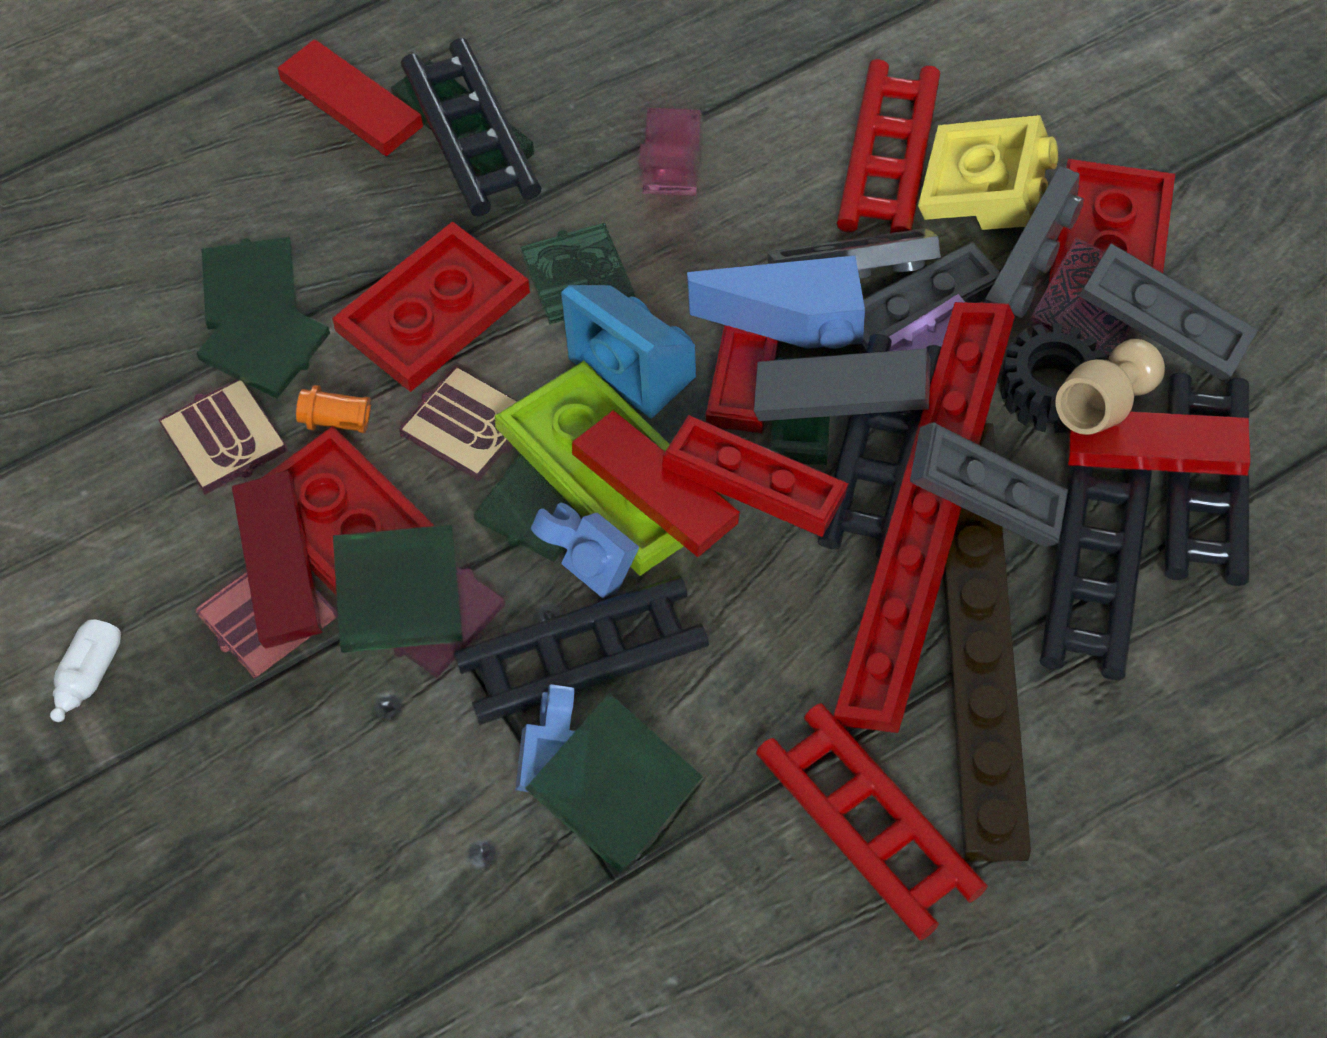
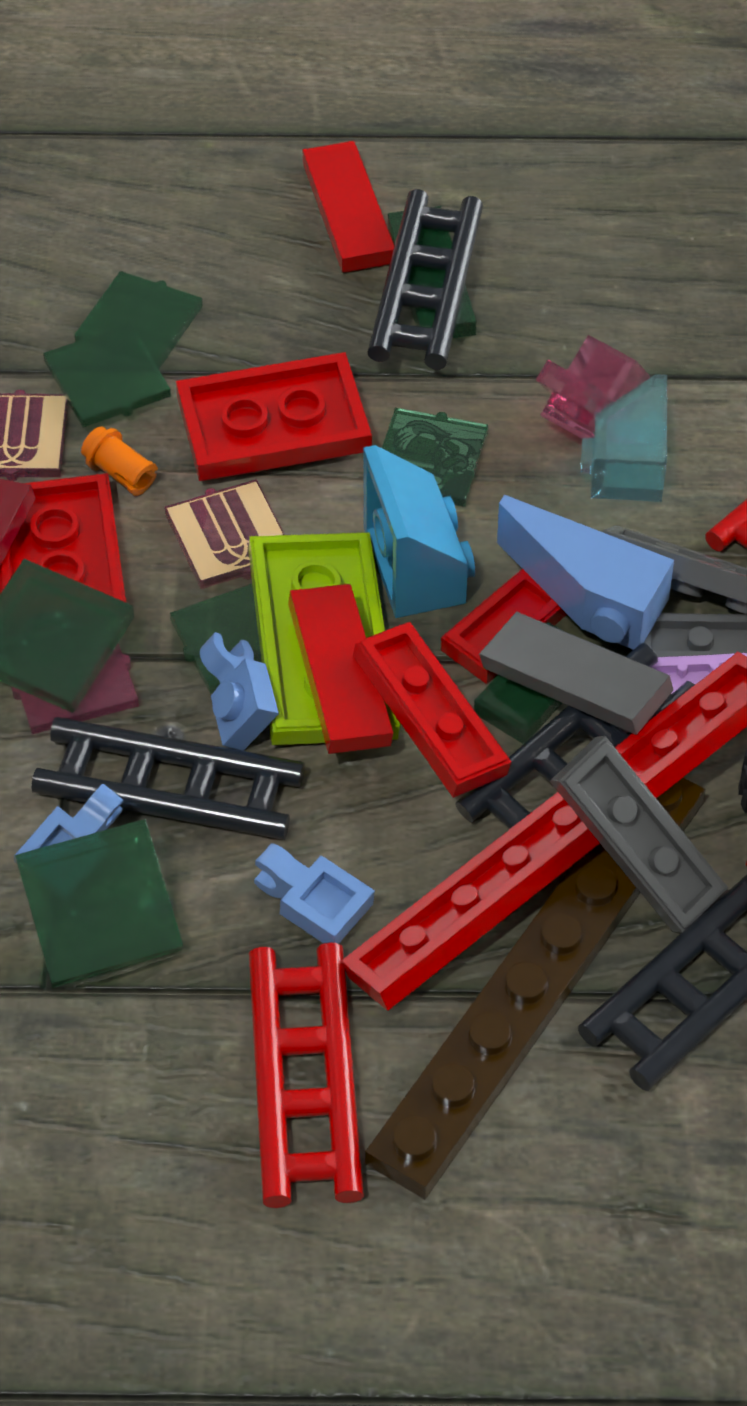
camera: 30 degrees right, 5 degrees down
(735, 181) = (629, 445): none -> clear light blue slope
(779, 674) = (315, 898): none -> medium blue plate

